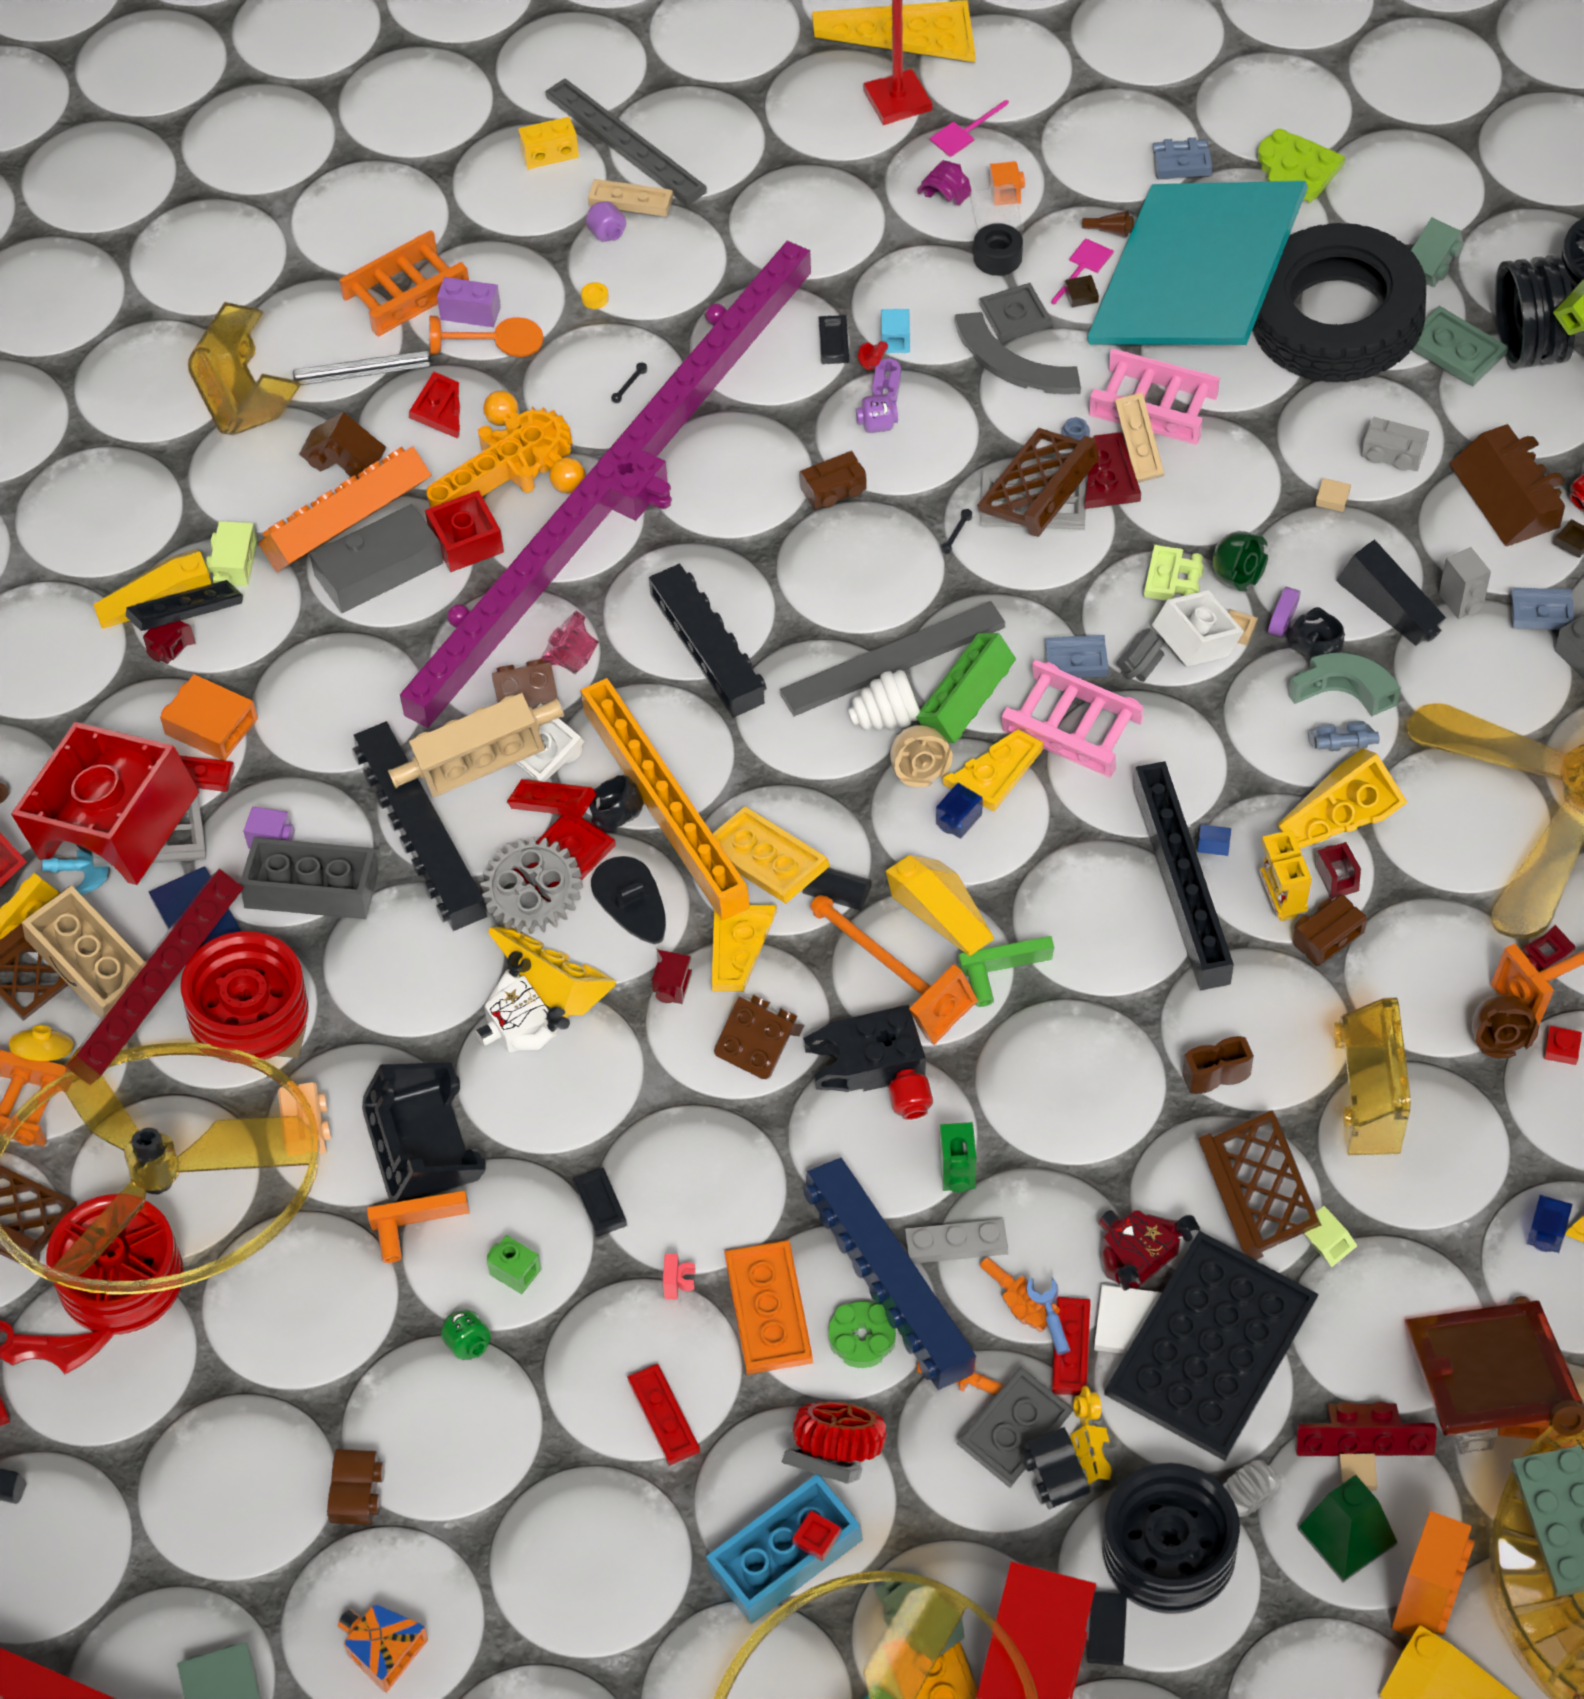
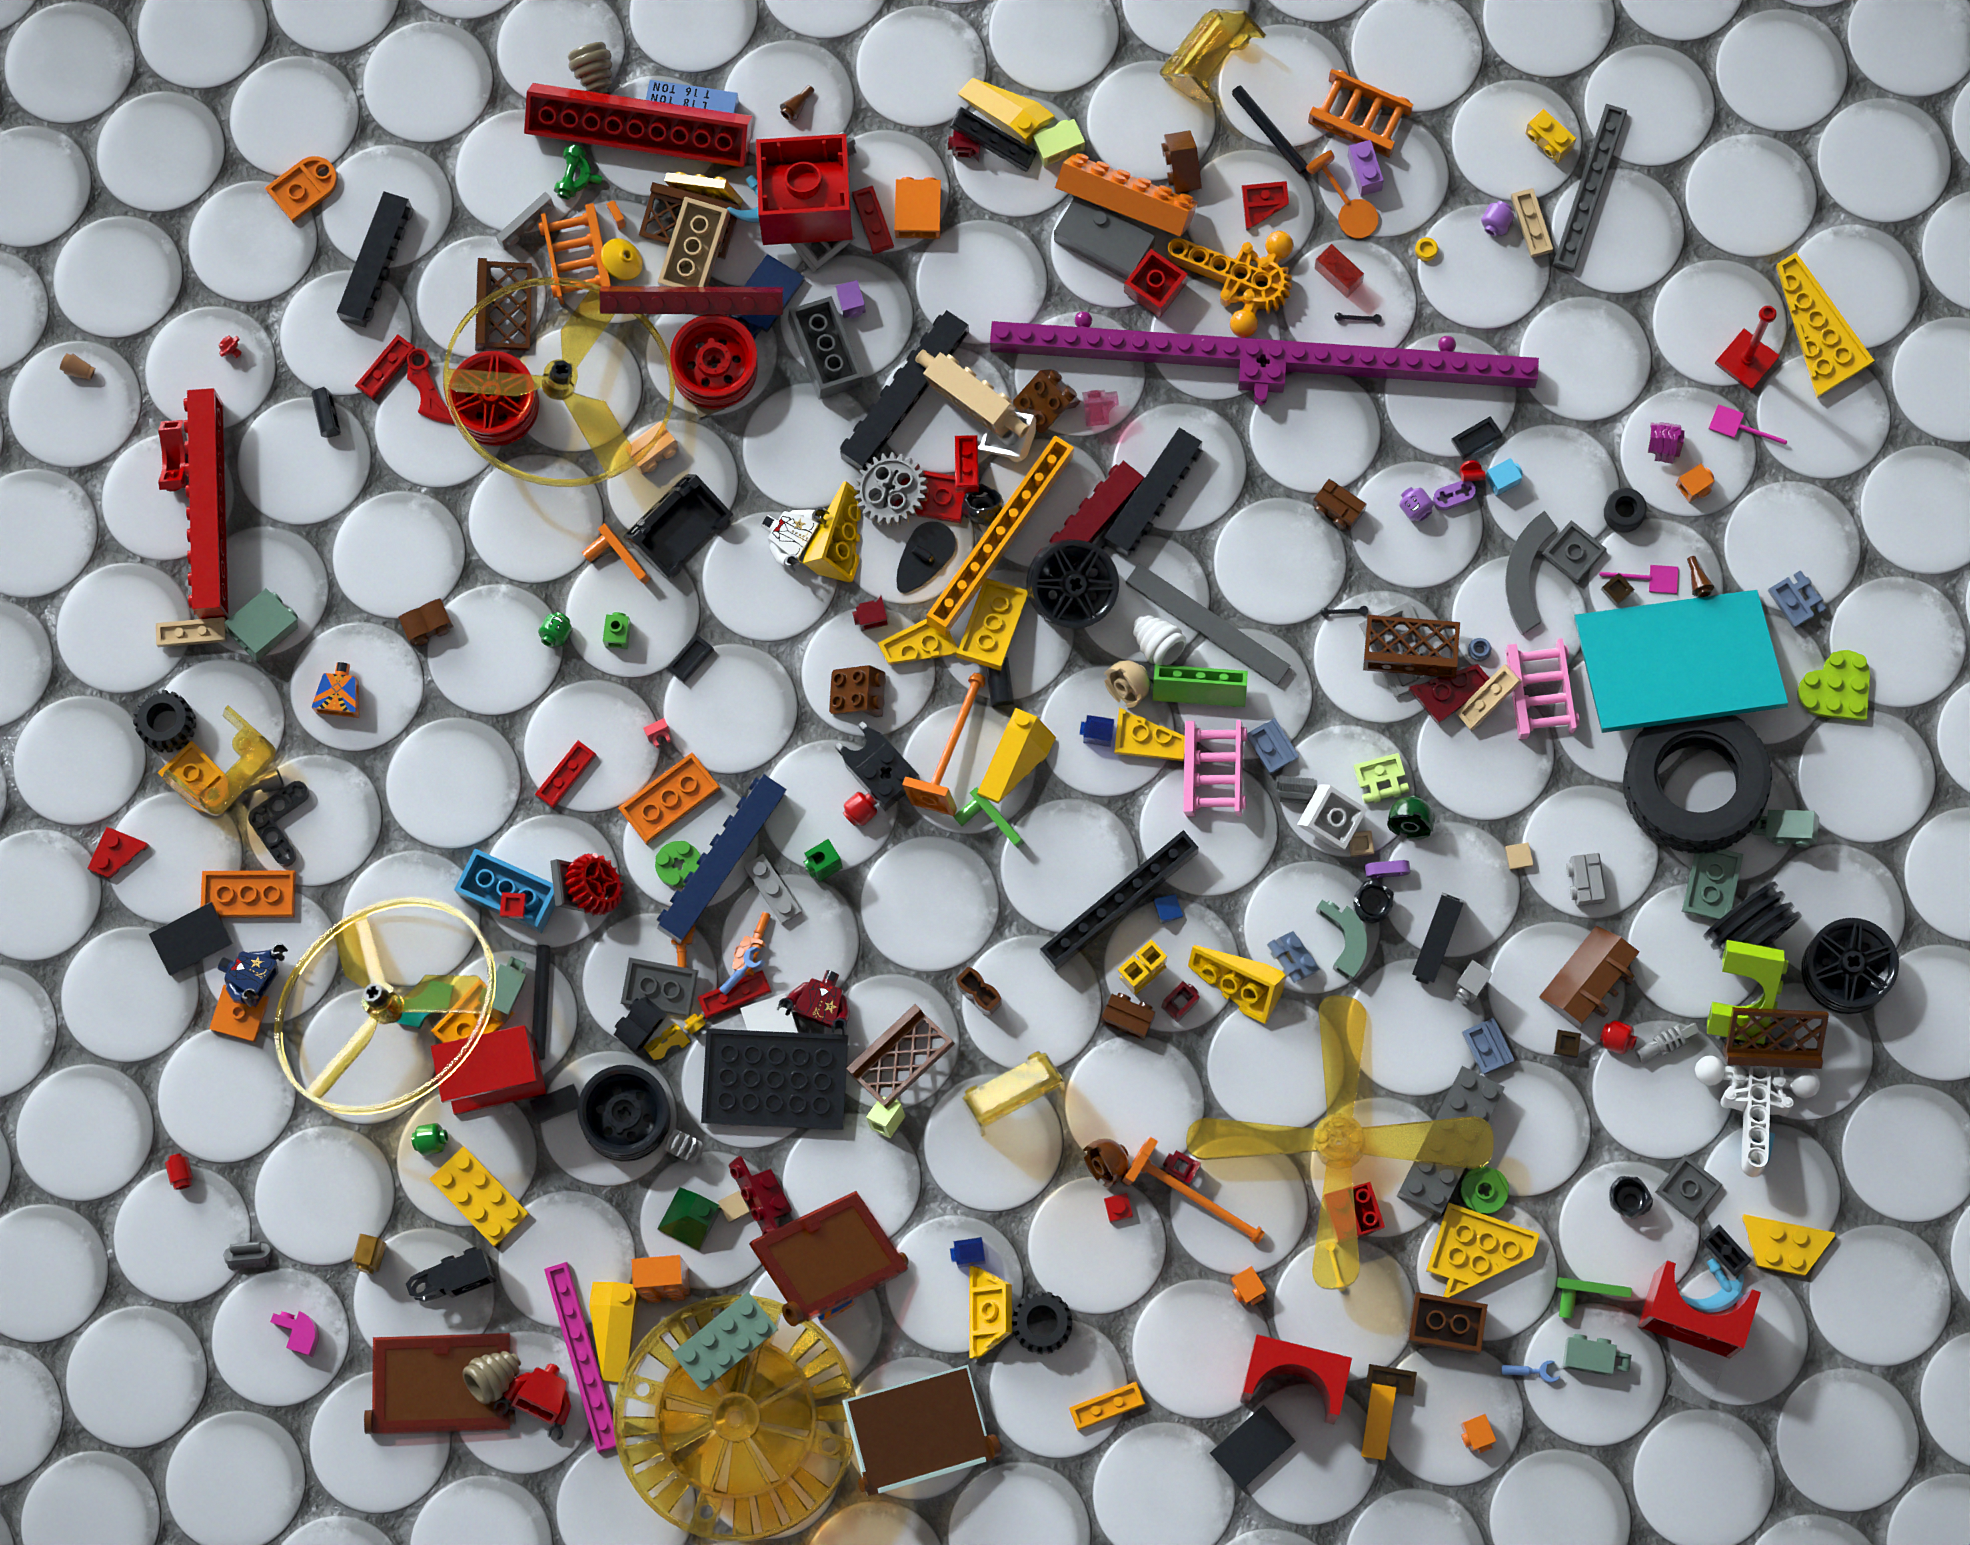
camera: 65 degrees right, 20 degrees up
(567, 370) = (1339, 270): none -> clear red brick
(701, 715) = (1101, 508): none -> dark red brick
(784, 745) = (1056, 610): none -> black wheel
(921, 1566) = (541, 998): none -> black axle
(996, 206) = (1661, 490): clear piece -> none

